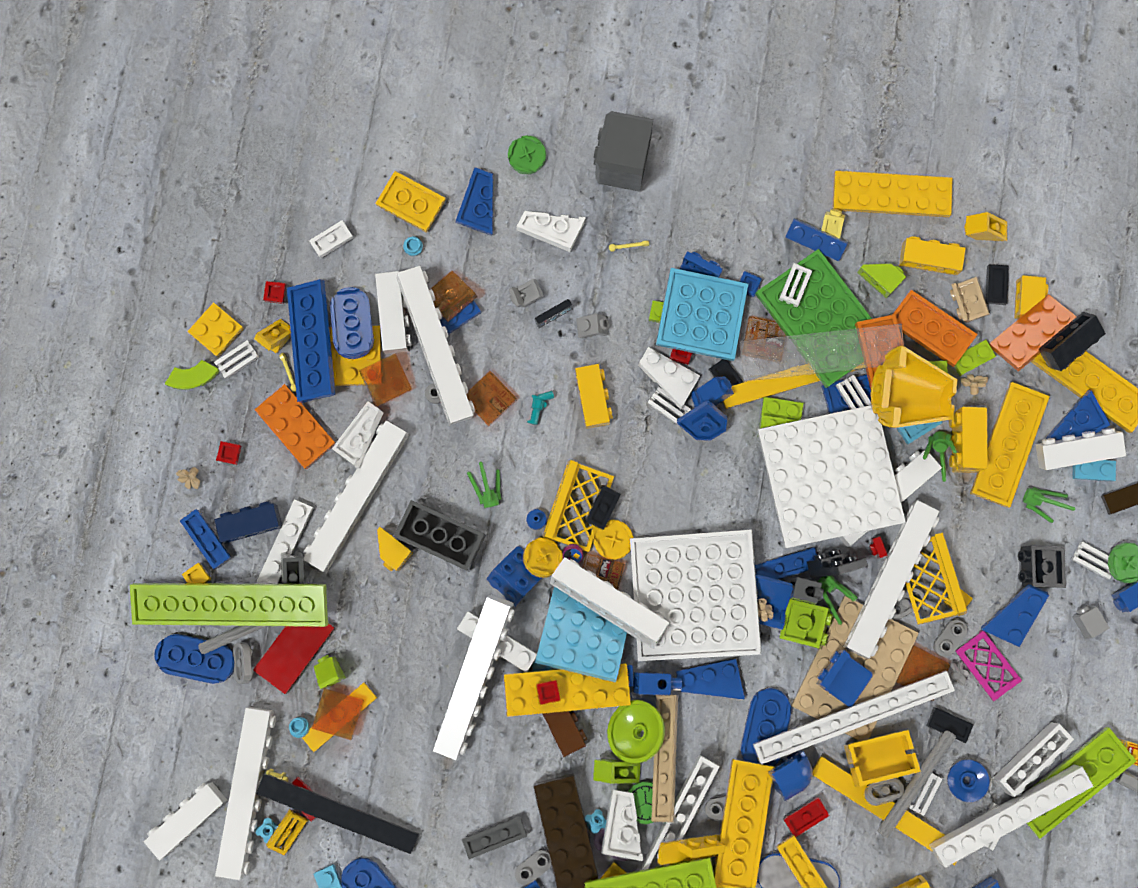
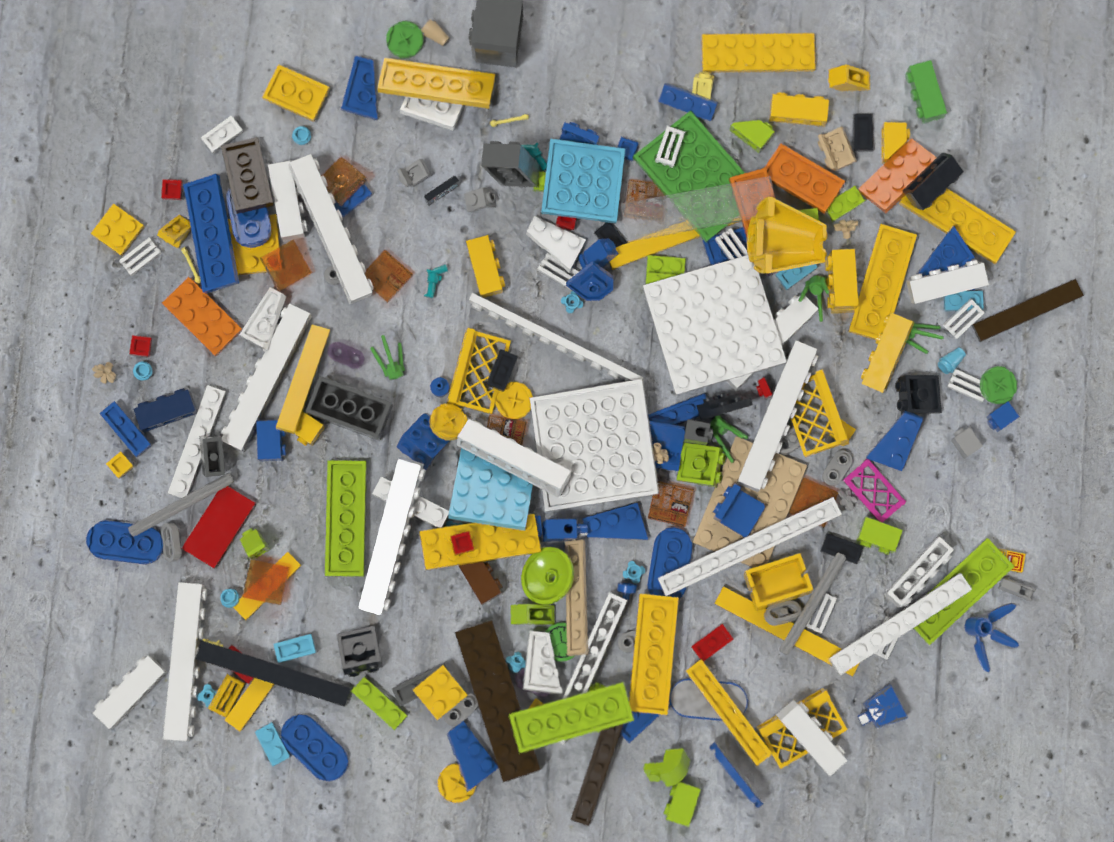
camera: 10 degrees left, 0 degrees up
(192, 378) = (98, 277): lime tile -> none
(229, 479) = (142, 371): none -> medium azure plate
(229, 604) = (154, 487): lime plate -> none
(308, 843) = (248, 703): none -> yellow tile
(353, 283) = (247, 175): none -> plate
(355, 563) = (269, 441): none -> blue brick
(362, 787) = (294, 648): none -> medium azure plate
(393, 501) = (303, 379): none -> yellow tile
(427, 652) = (345, 518): none -> lime plate
(430, 796) = (359, 651): none -> plate
(441, 478) = (346, 355): none -> clear purple plate
(447, 853) = (379, 703): none -> lime plate
(512, 848) = (440, 692): none -> yellow plate
(556, 201) = (436, 83): none -> yellow plate
(558, 149) = (435, 32): none -> tan cone
(573, 552) = (477, 414): tile -> none
(628, 291) = (510, 164): none -> dark grey brick
(653, 281) = (536, 153): none -> teal piece
(653, 476) = (547, 337): none -> white plate
(687, 442) = (571, 297): none -> medium azure plate
(690, 849) = (604, 677): yellow bracket -> none
(718, 751) = (626, 588): none -> blue tile
(733, 732) = (633, 567): none -> medium azure plate
(772, 665) = (671, 504): none -> clear orange tile
(792, 775) = (696, 604): blue brick -> none
(978, 780) = (870, 595): blue dish -> none
(991, 714) = (879, 535): none -> lime brick
(1013, 520) = (888, 352): none -> yellow brick
(1067, 247) = (926, 92): none -> bright green brick
(1077, 534) = (949, 362): none -> medium azure cone
(1100, 826) = (982, 627): none -> blue plant
(1111, 484) = (975, 317): none -> white tile

